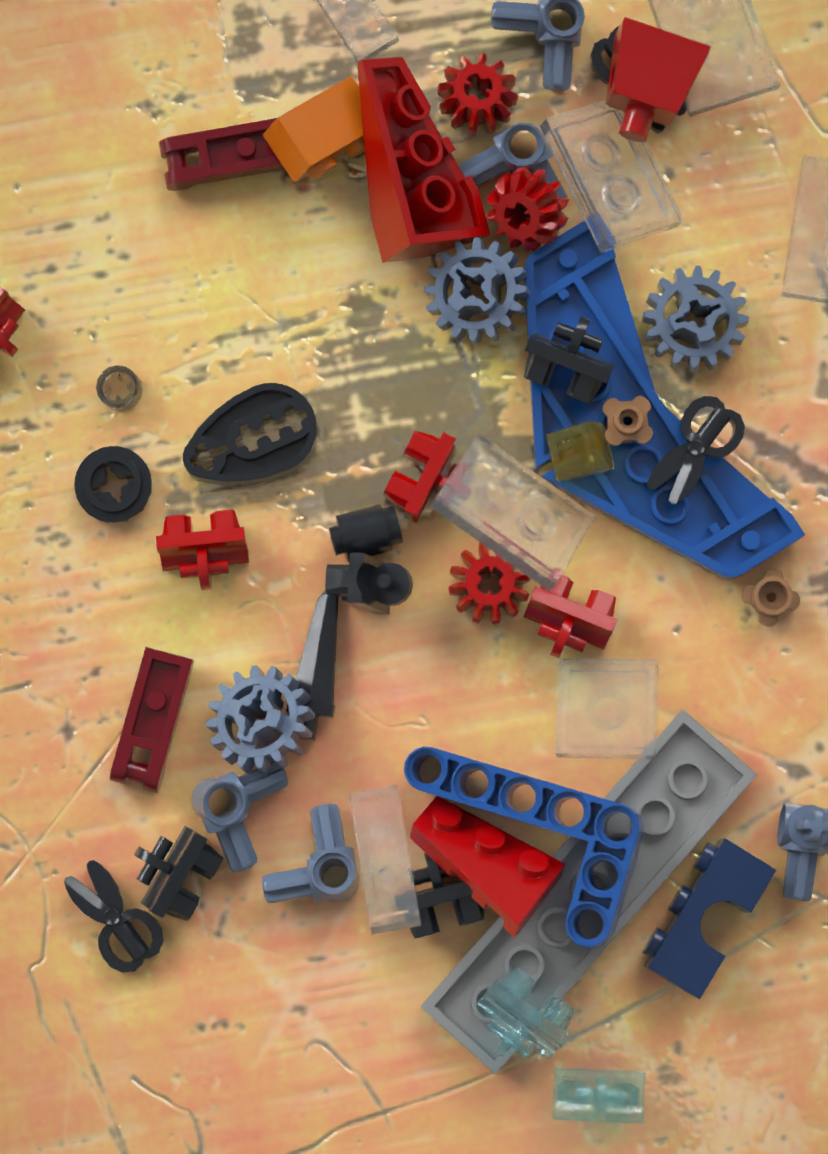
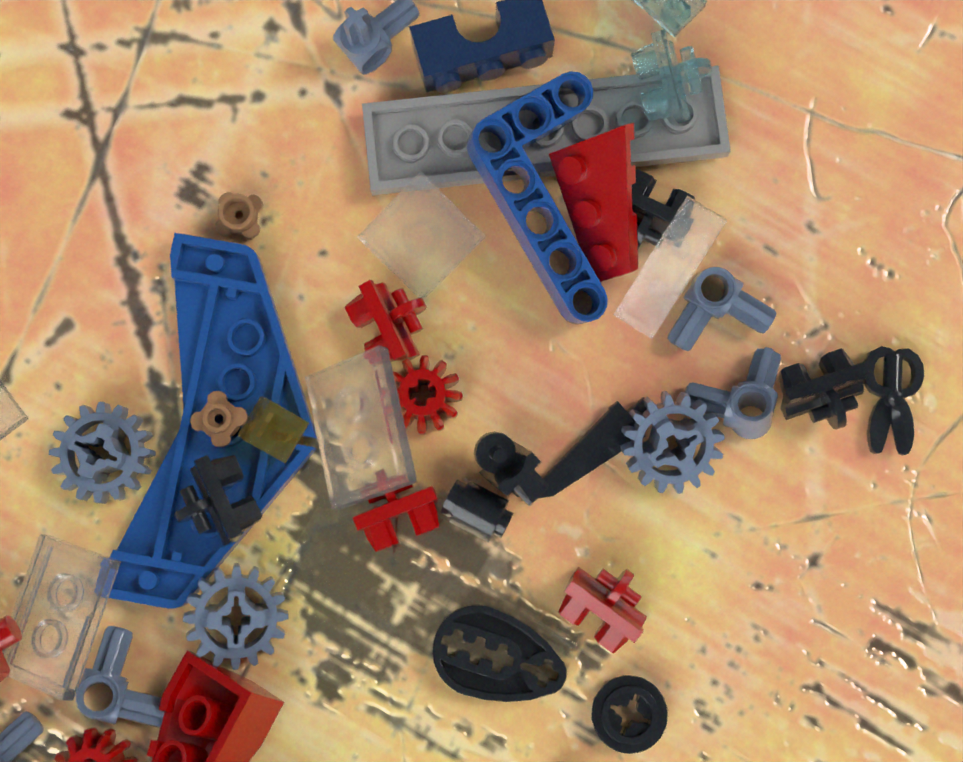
camera: 135 degrees left, 0 degrees up
(152, 718) = (746, 515): dark red plate -> none
(527, 208) = (138, 662): red gear -> none
(690, 457) = (199, 354): black piece -> none

